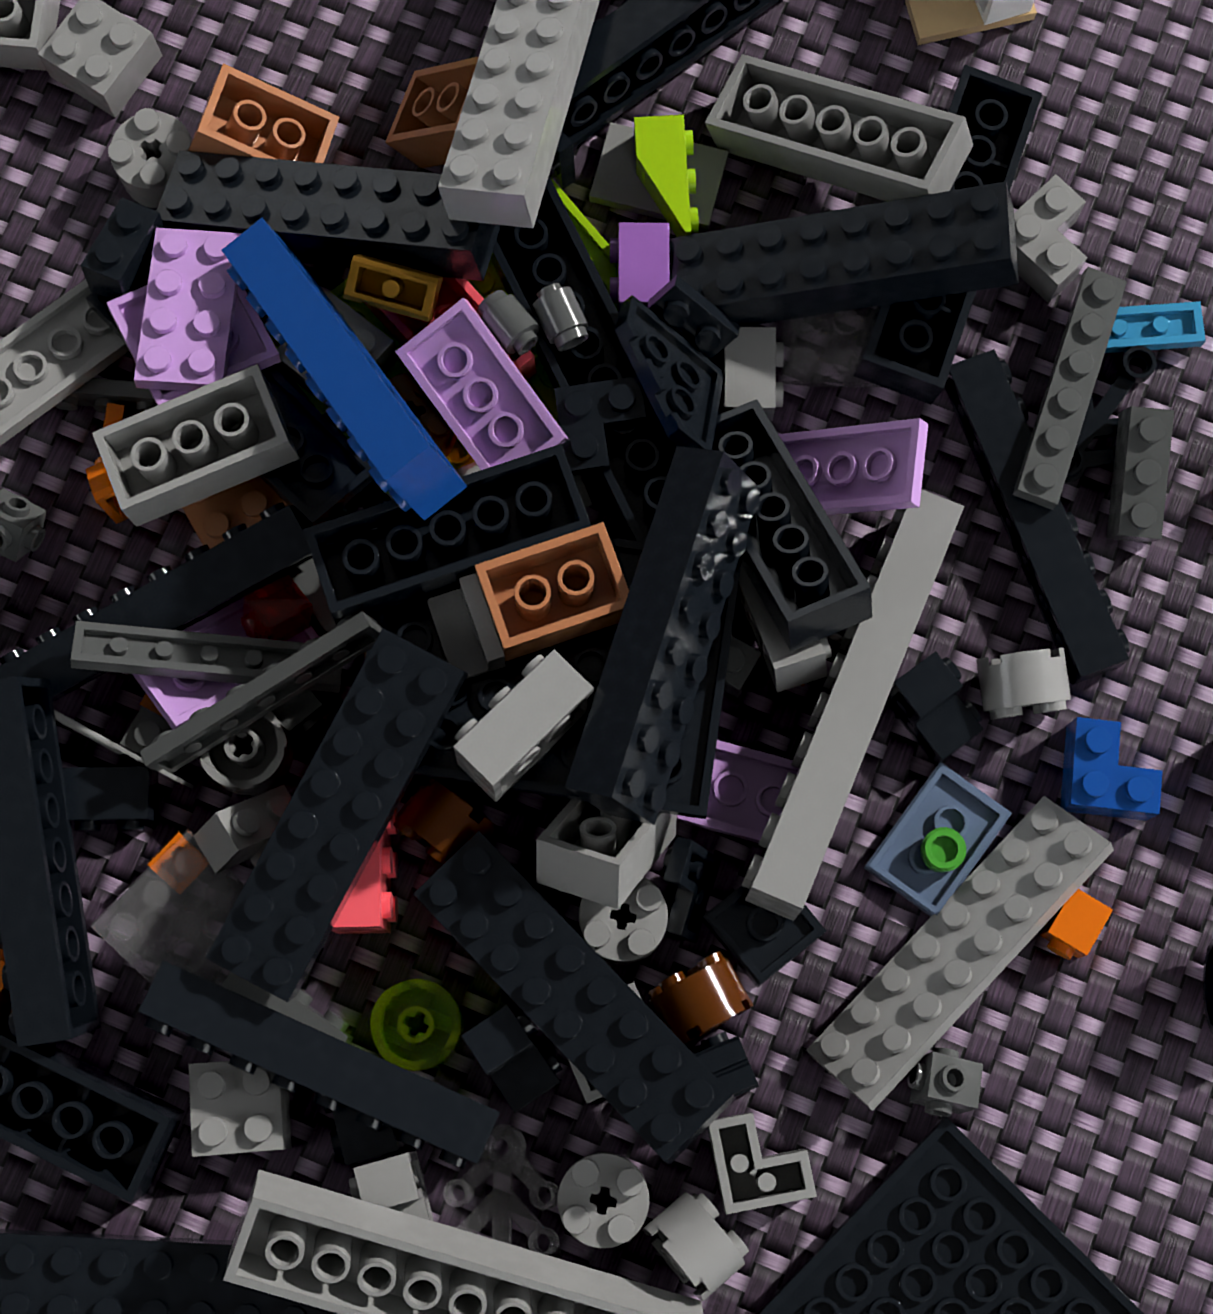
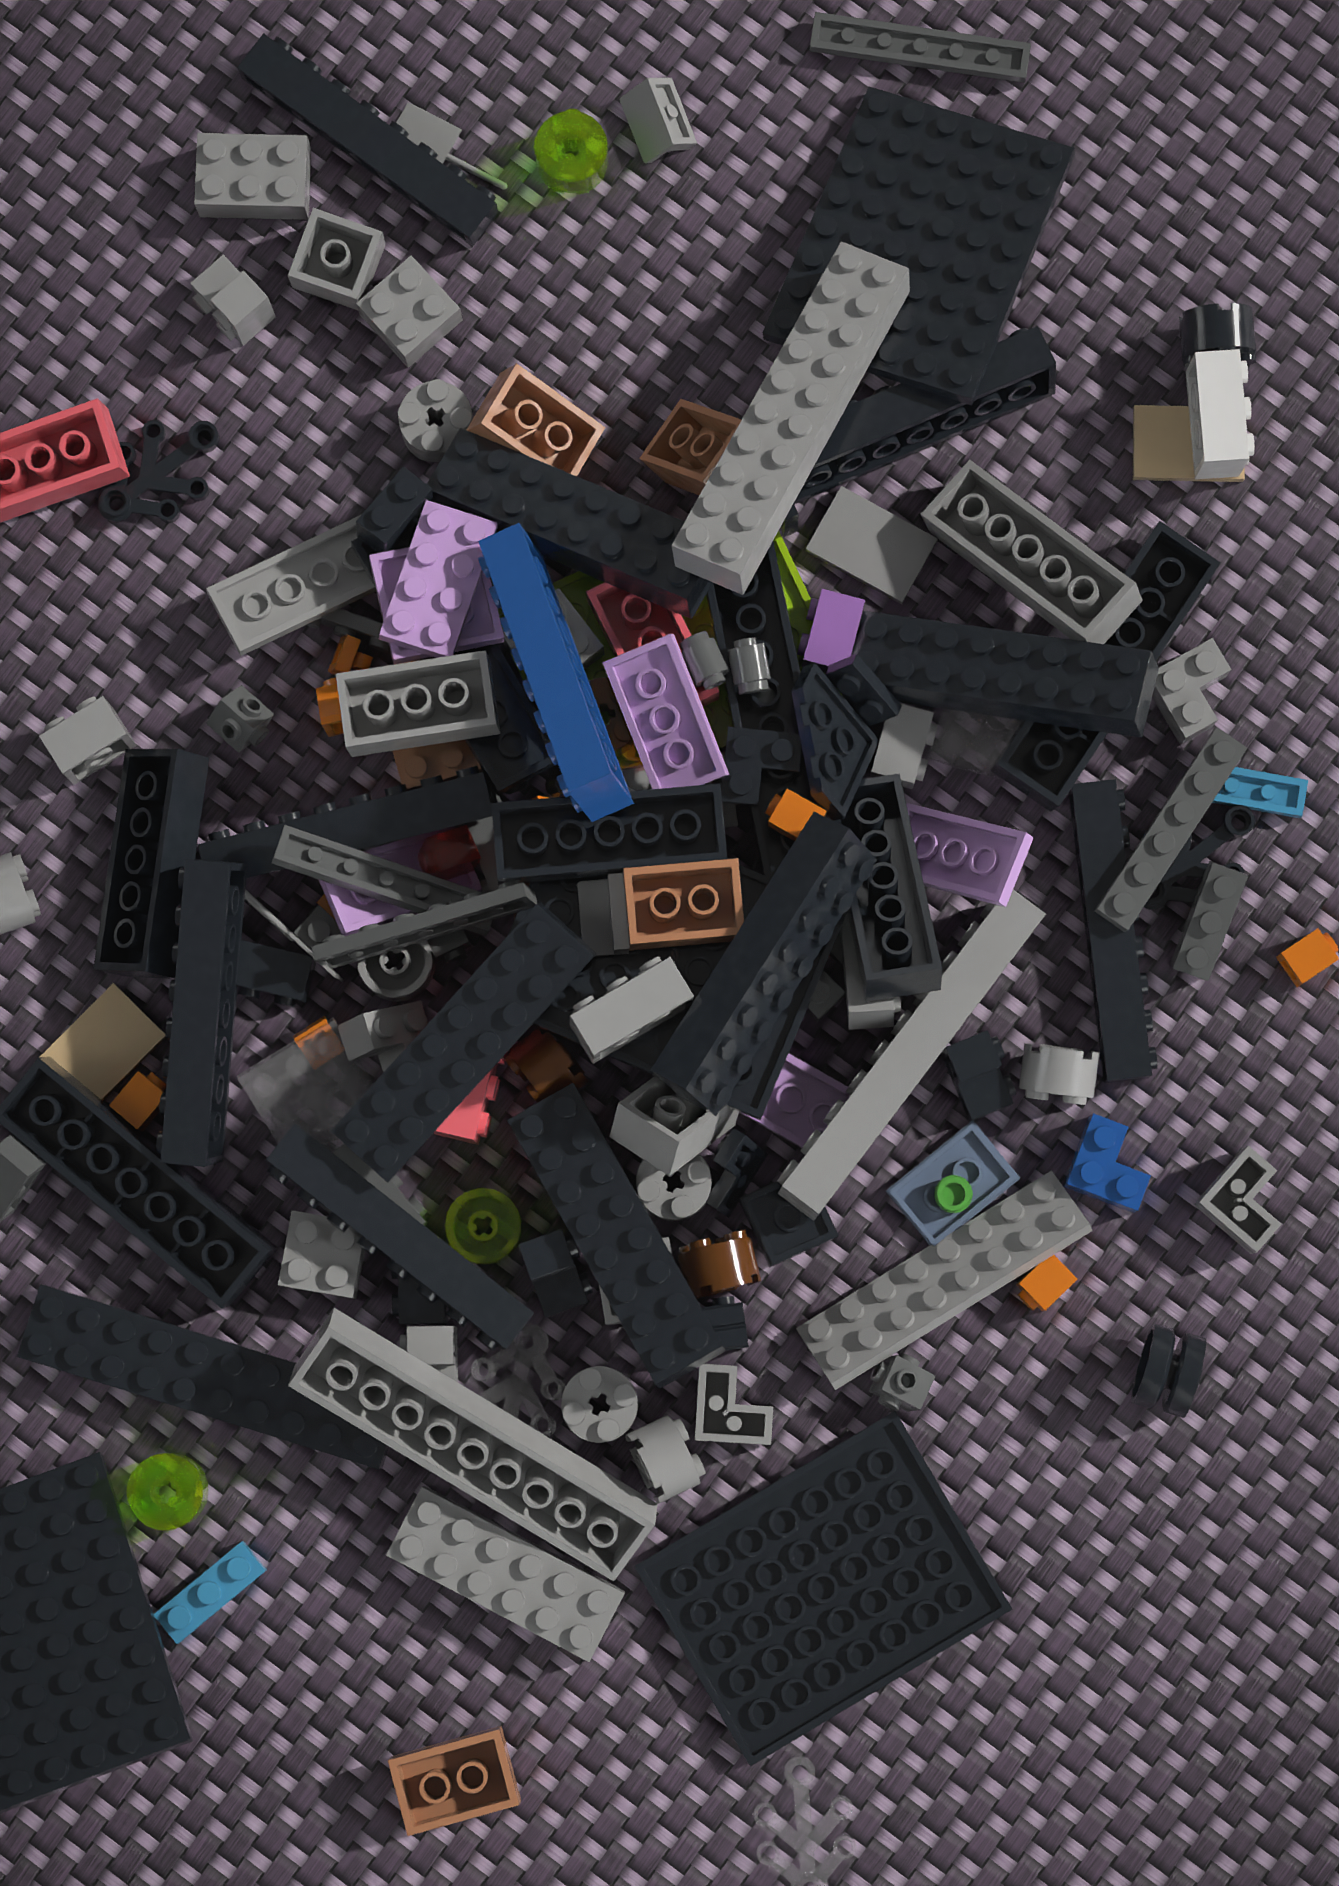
camera: 15 degrees right, 5 degrees up
(393, 287) = (614, 607): pearl gold brick -> none
(647, 465) = (791, 813): none -> orange brick
(662, 168) = (874, 540): lime slope -> none

